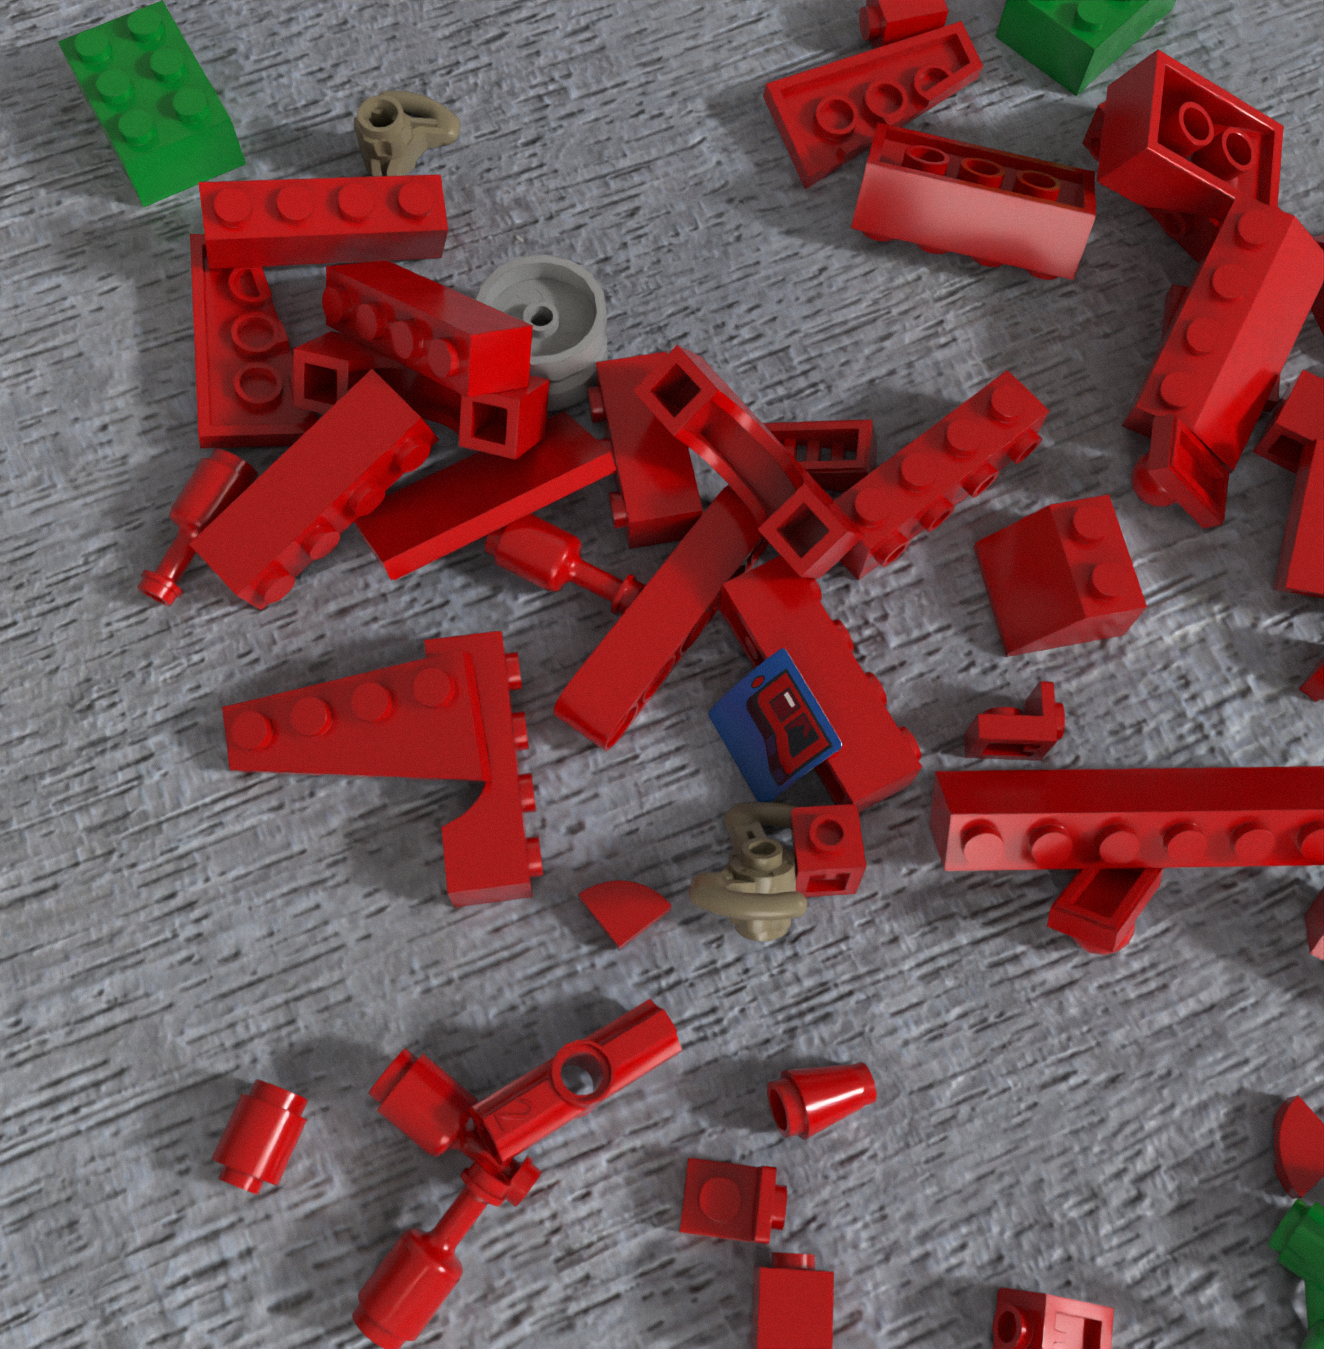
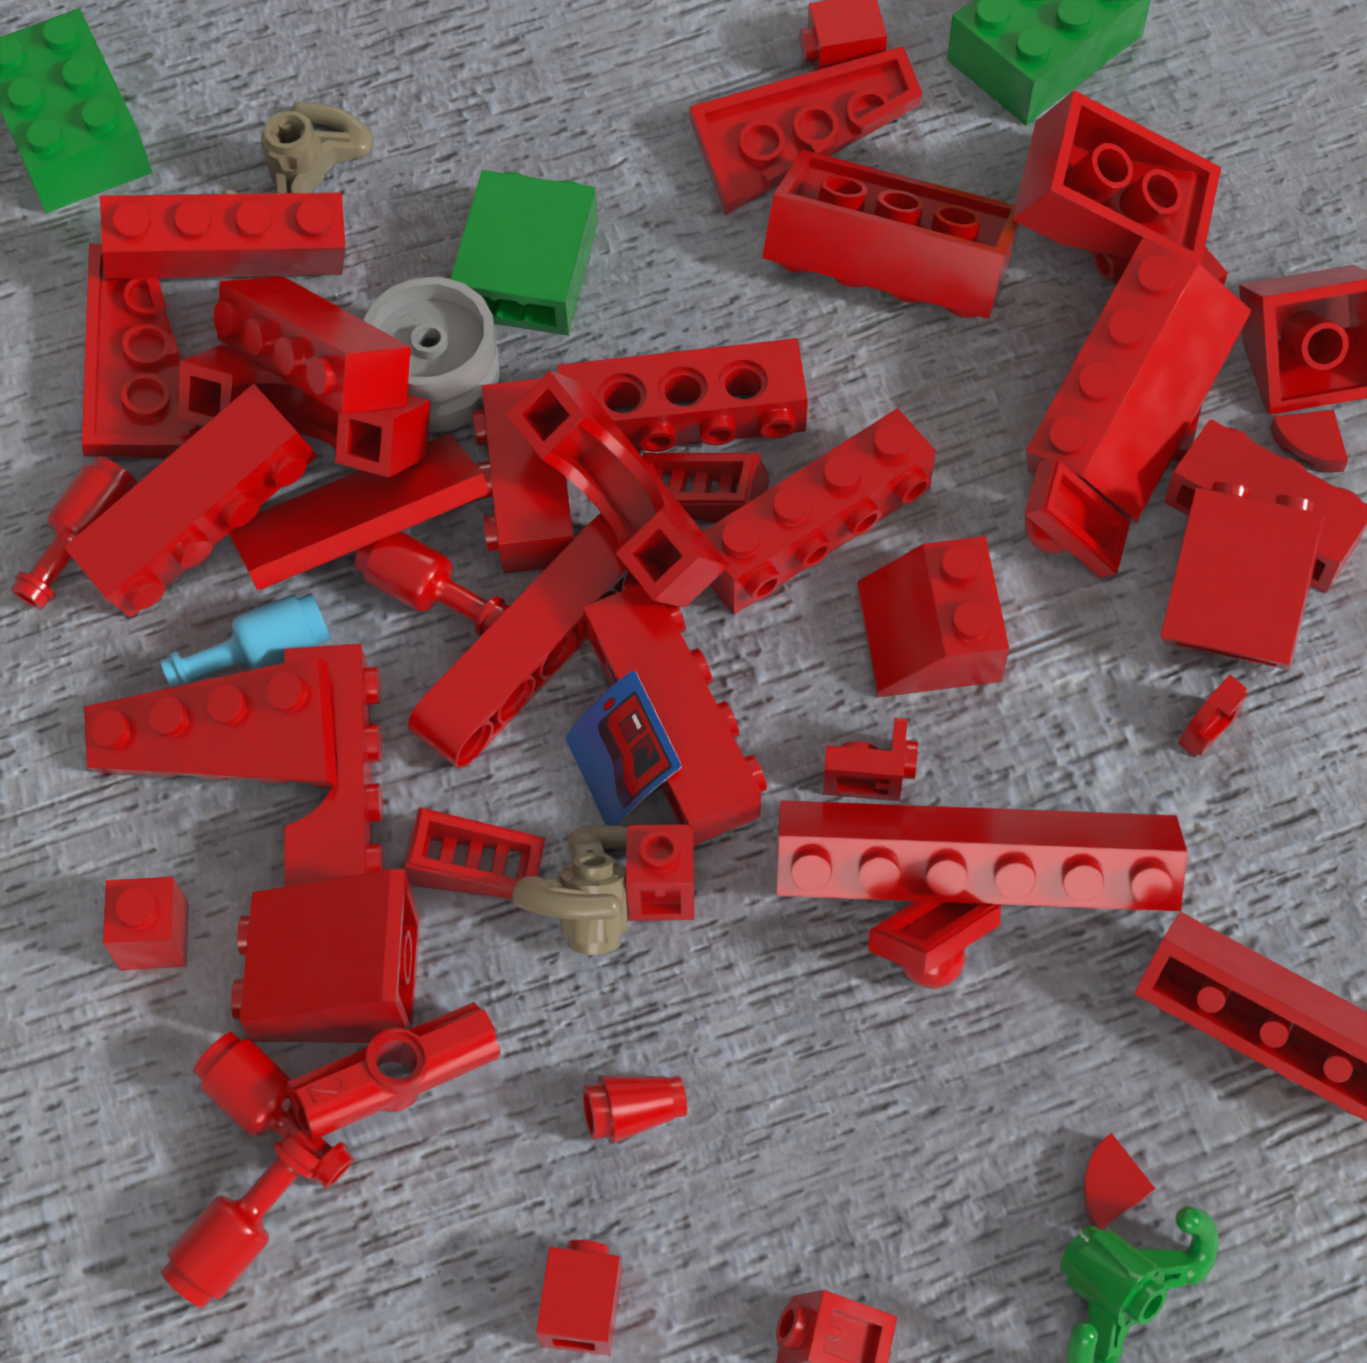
camera: 10 degrees right, 5 degrees down
(260, 1137) = (88, 1107): red brick -> none
(304, 934) = (146, 923): none -> red brick
(393, 630) = (256, 640): none -> medium azure piece
(496, 966) = (329, 960): none -> red slope
(624, 224) = (528, 248): none -> green brick
(624, 909) = (460, 920): red tile -> none
(631, 819) = (468, 879): none -> red slope
(732, 1201) = (535, 1197): red bracket -> none
(812, 347) = (709, 380): none -> red brick

